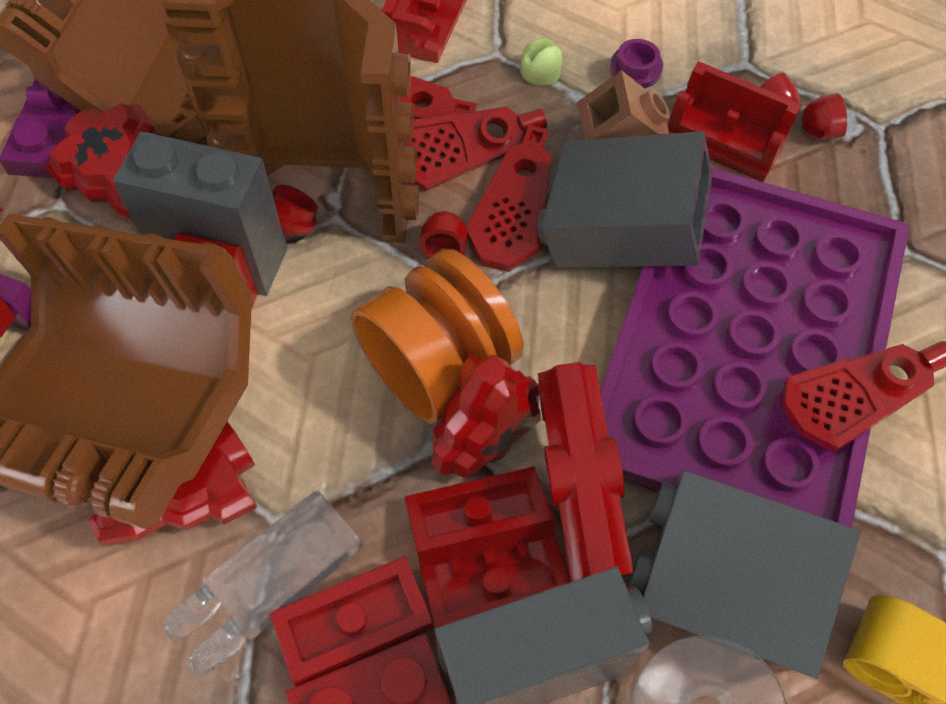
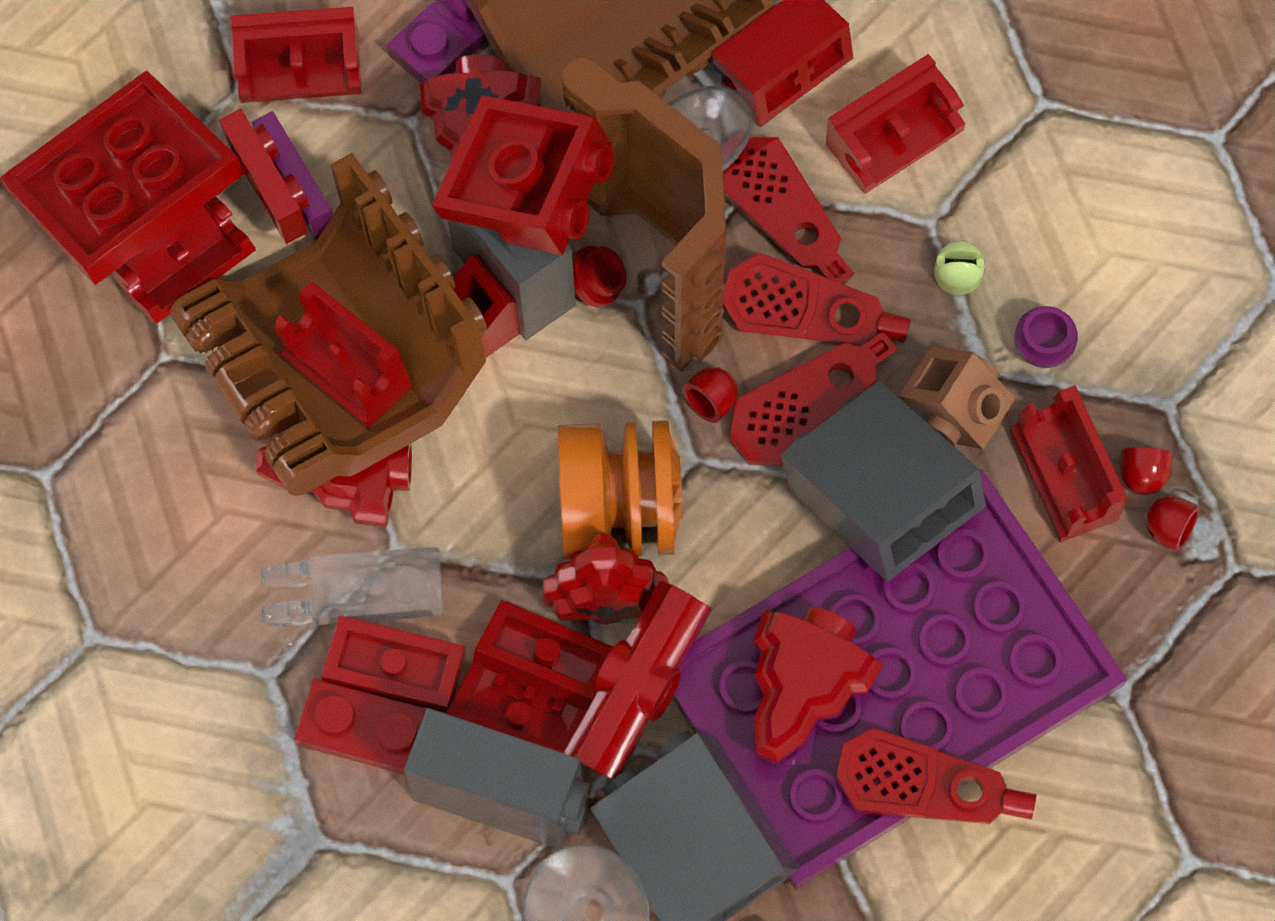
camera: 40 degrees right, 10 degrees up
(114, 380) = (343, 357): none -> red hinge
(179, 108) = (526, 173): none -> red plate
(710, 370) = (805, 676): none -> red rock

